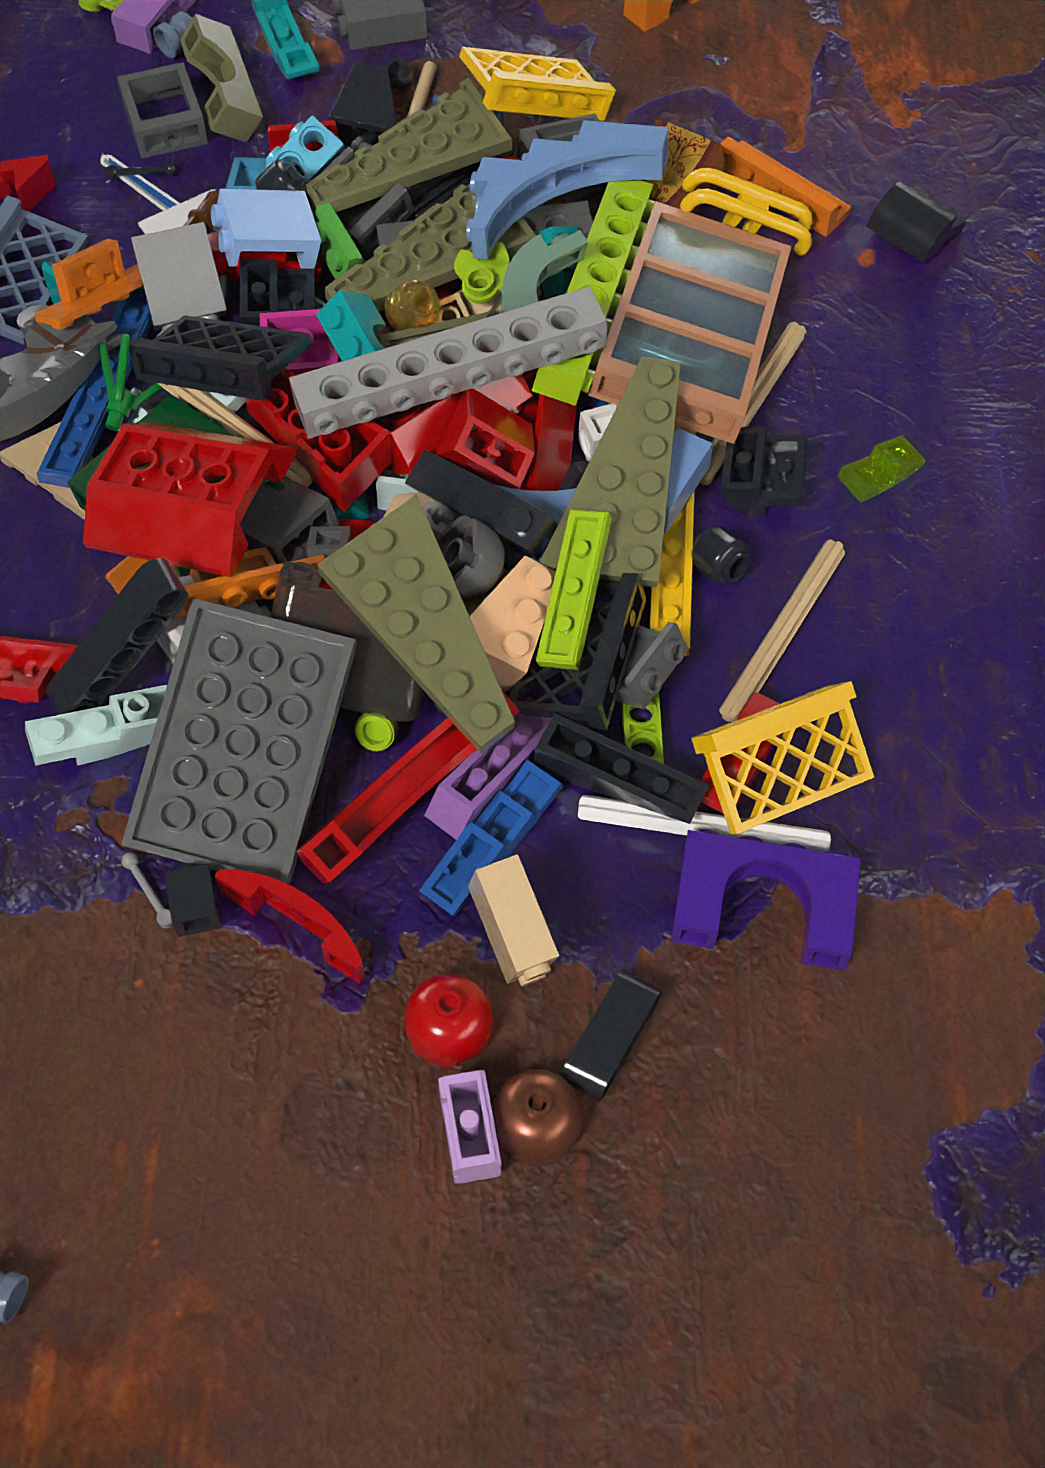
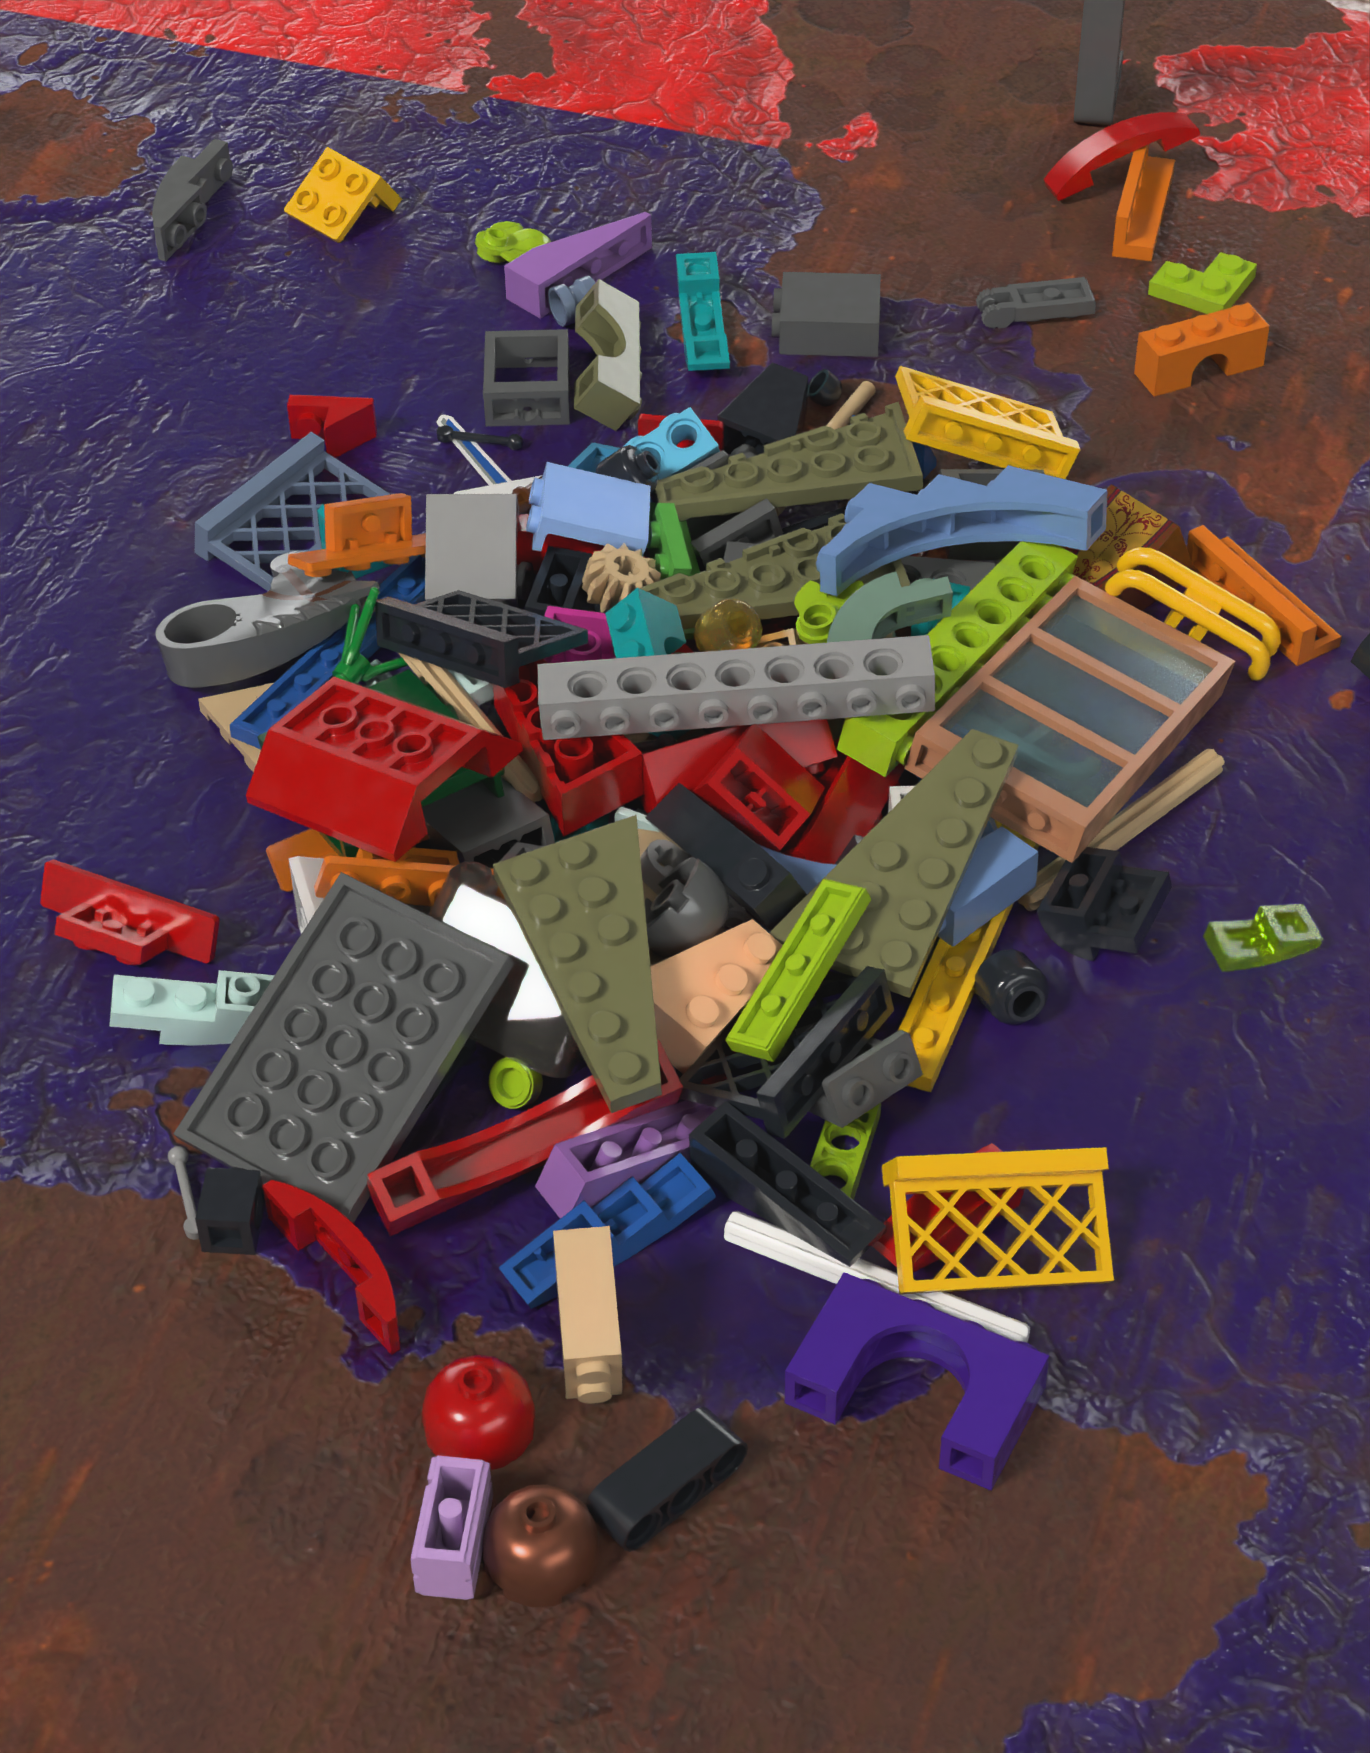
camera: 20 degrees right, 15 degrees down
(118, 638) = (248, 903): black beam -> none
(305, 276) = (615, 574): none -> tan gear
(783, 629) = (1074, 1080): tan axle -> none

